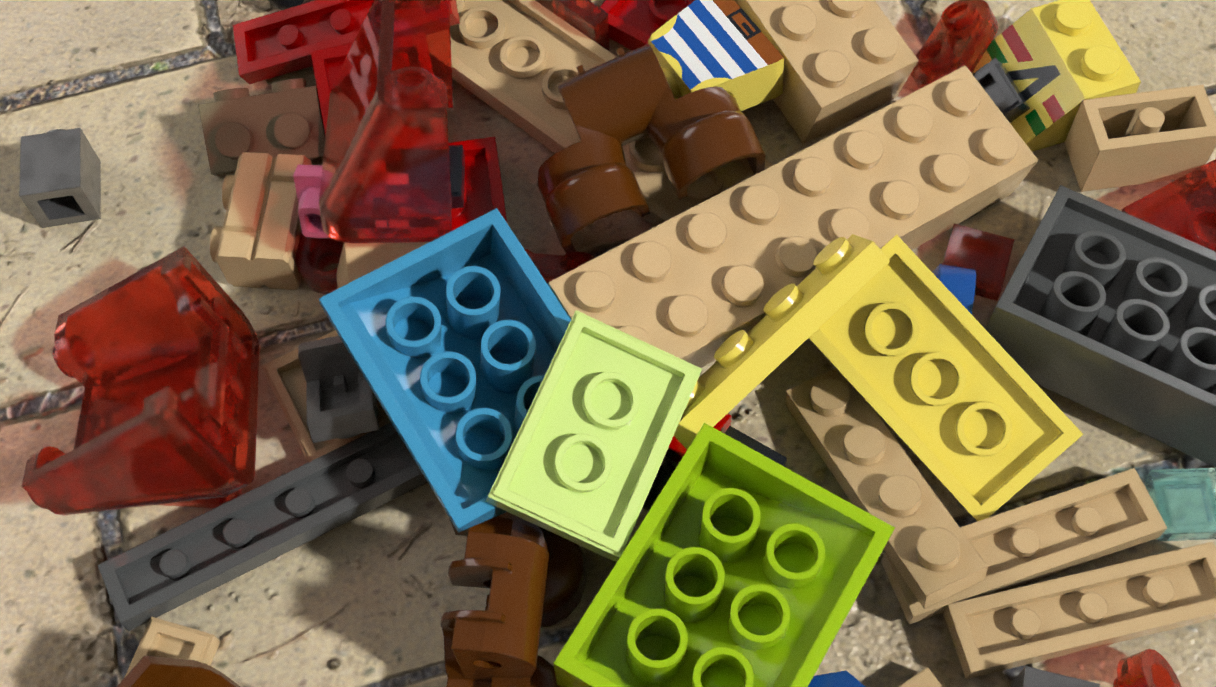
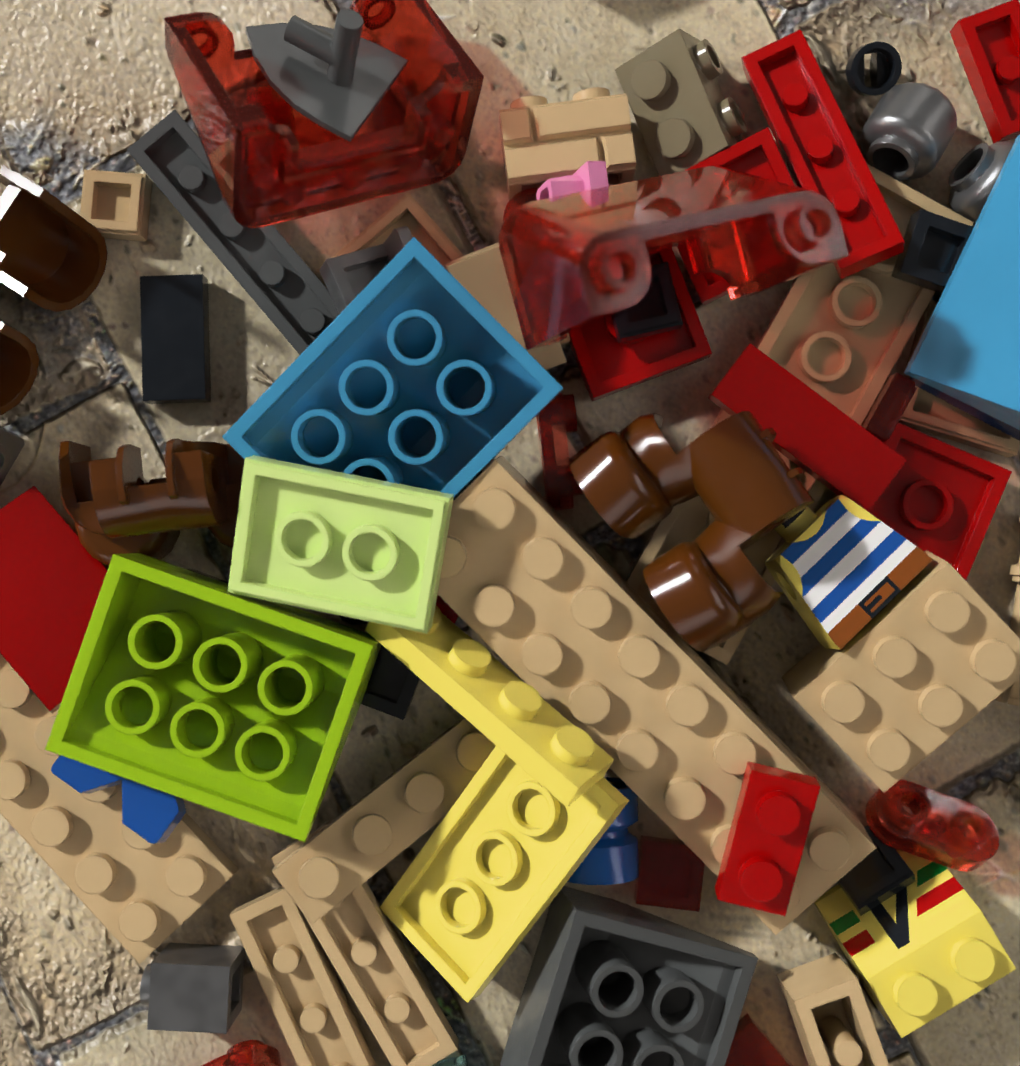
camera: 80 degrees right, 25 degrees up
(116, 386) = (325, 70): none -> dark grey shield
(335, 623) = (175, 339): none -> black tile
(535, 100) = (809, 428): none -> red tile
(945, 135) = (767, 838): none -> red plate

